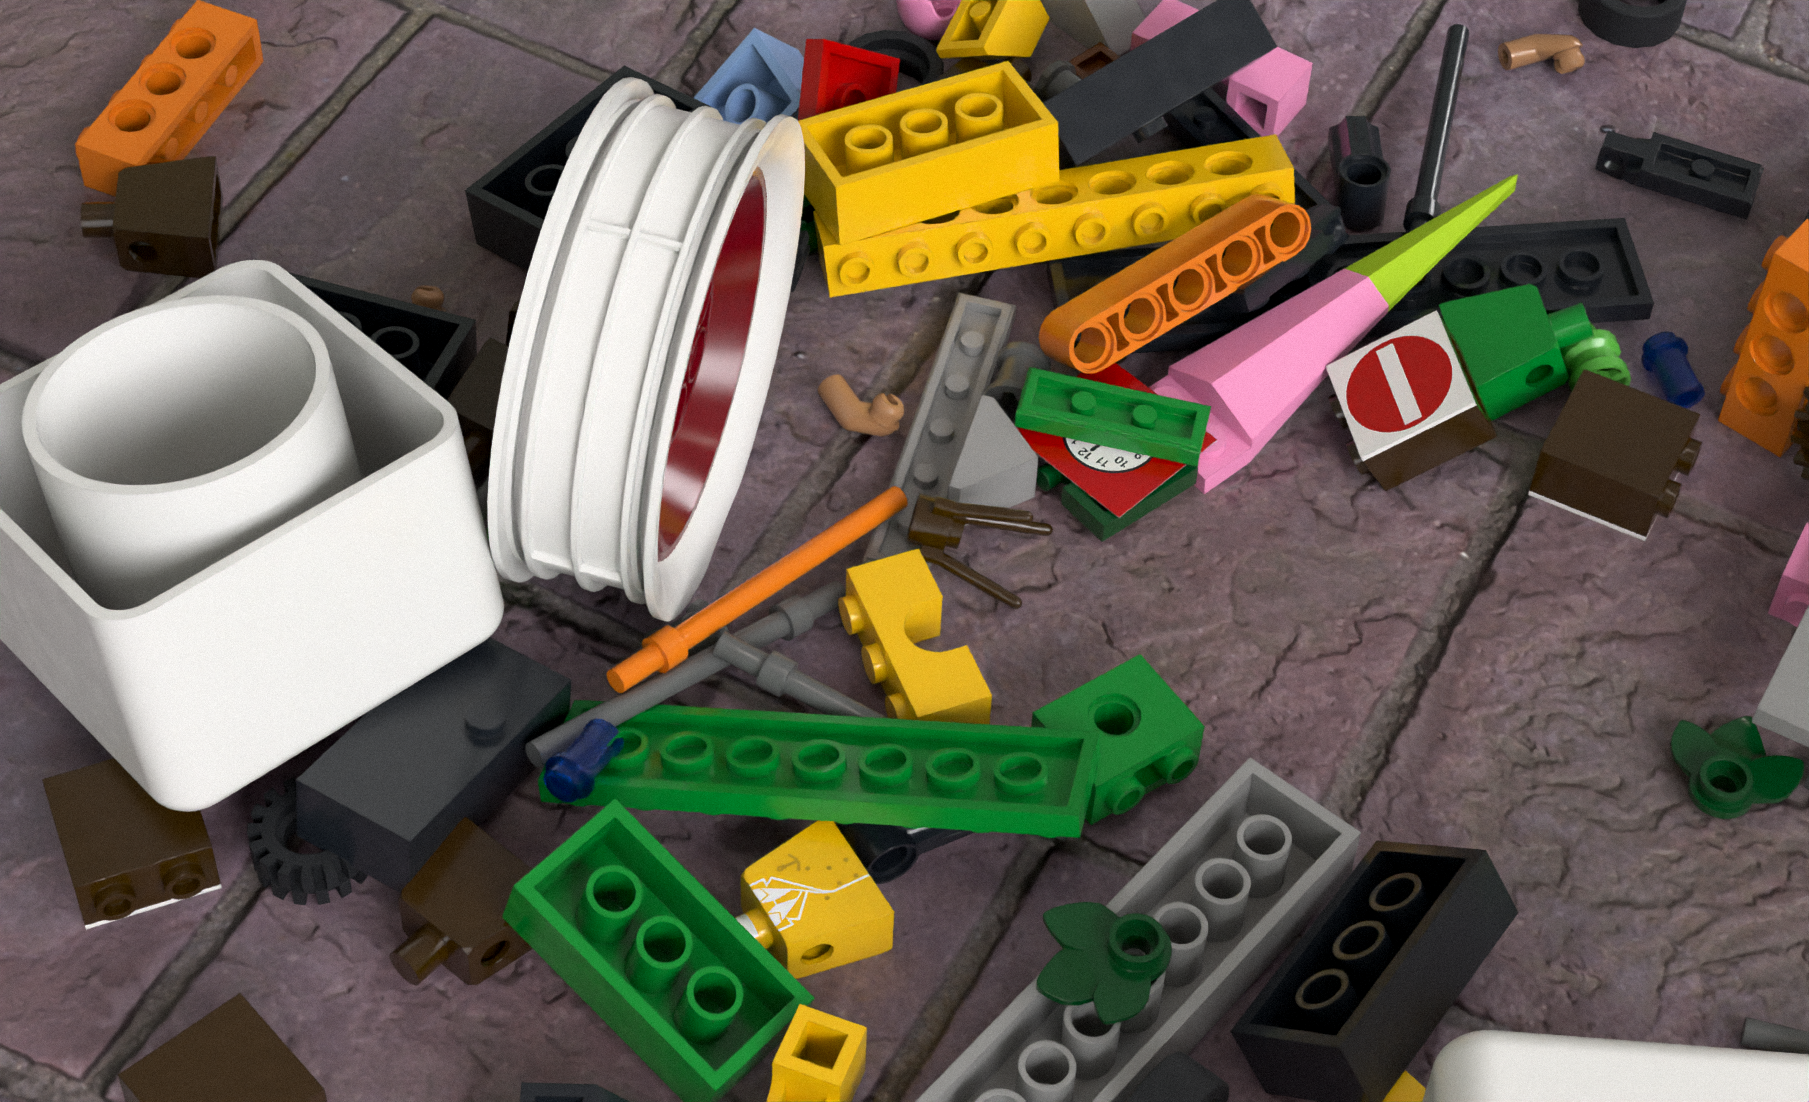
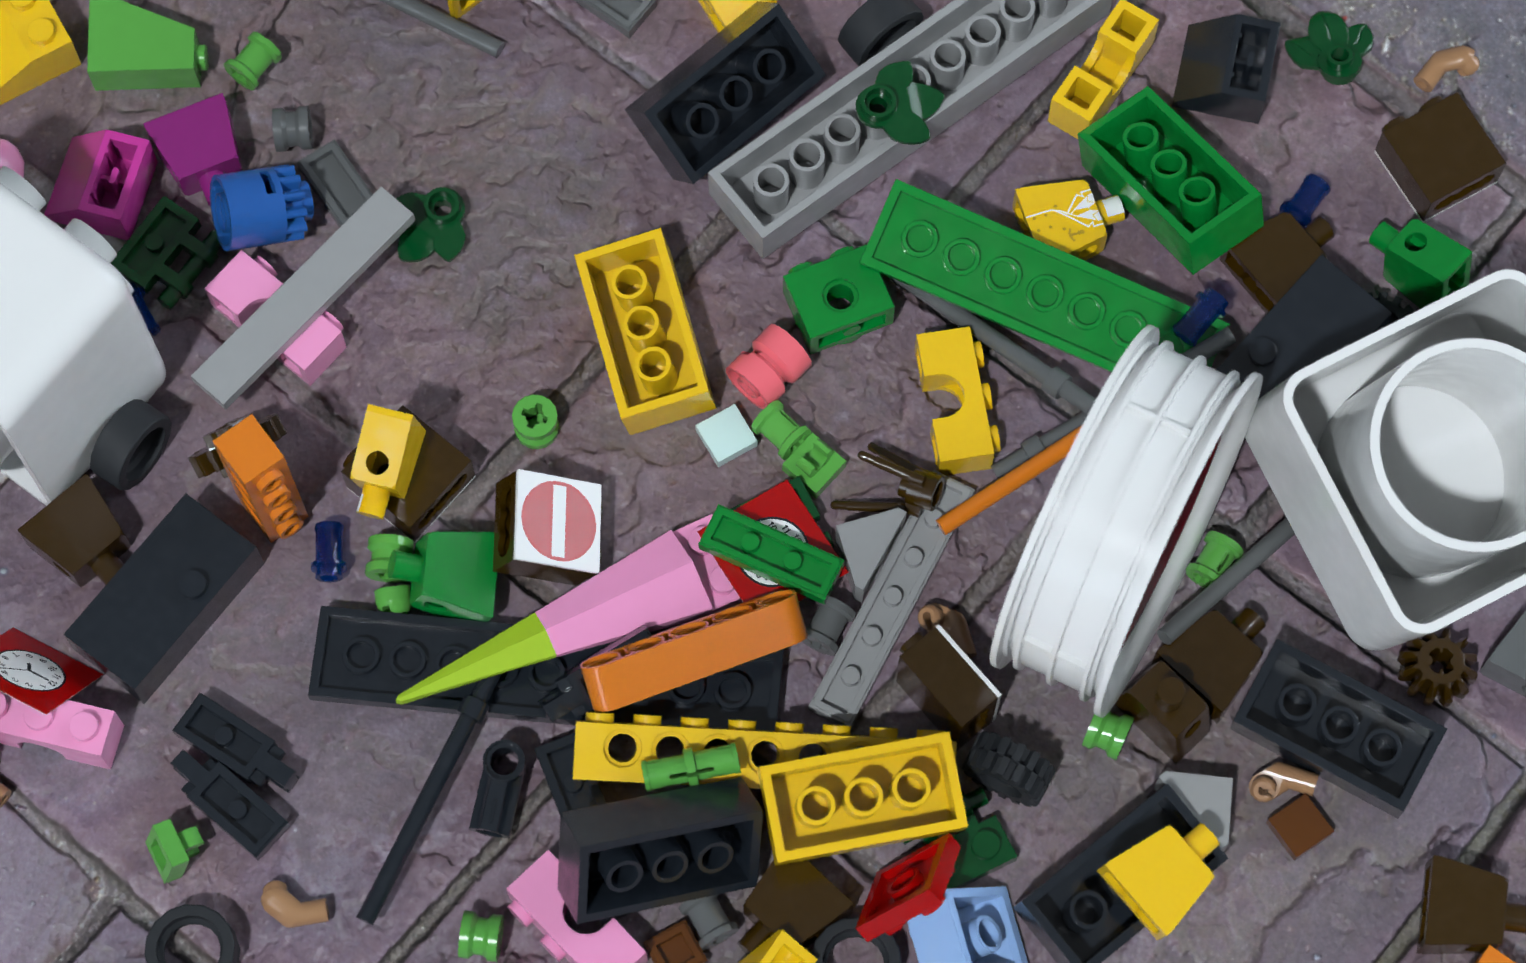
camera: 165 degrees left, 20 degrees up
(245, 918) = (1422, 261): none -> green torso
(379, 274) = (1300, 827): none -> reddish brown tile
(447, 996) = (1306, 199): none -> clear blue pin
(496, 264) = (1205, 797): none -> light grey slope
(534, 129) = (1162, 876): none -> yellow torso
(851, 312) = (947, 685): none -> dark brown piece
(1088, 561) = (815, 464): none -> bright green tile
(1140, 148) = (690, 767): none -> bright green pin
(1145, 583) = (780, 429): none -> bright green bush
(1191, 639) = (774, 360): none -> coral wheel
(1216, 578) = (726, 435): none -> light aqua tile
(1325, 43) = (480, 936): none -> bright green wheel
(1374, 656) = (644, 331): none -> yellow brick
(1465, 556) = (535, 432): none -> bright green wheel
(1642, 109) = (230, 804): none -> black hinge
(1653, 375) = (385, 439): none -> yellow torso
(1703, 69) = (172, 850): none -> bright green tile

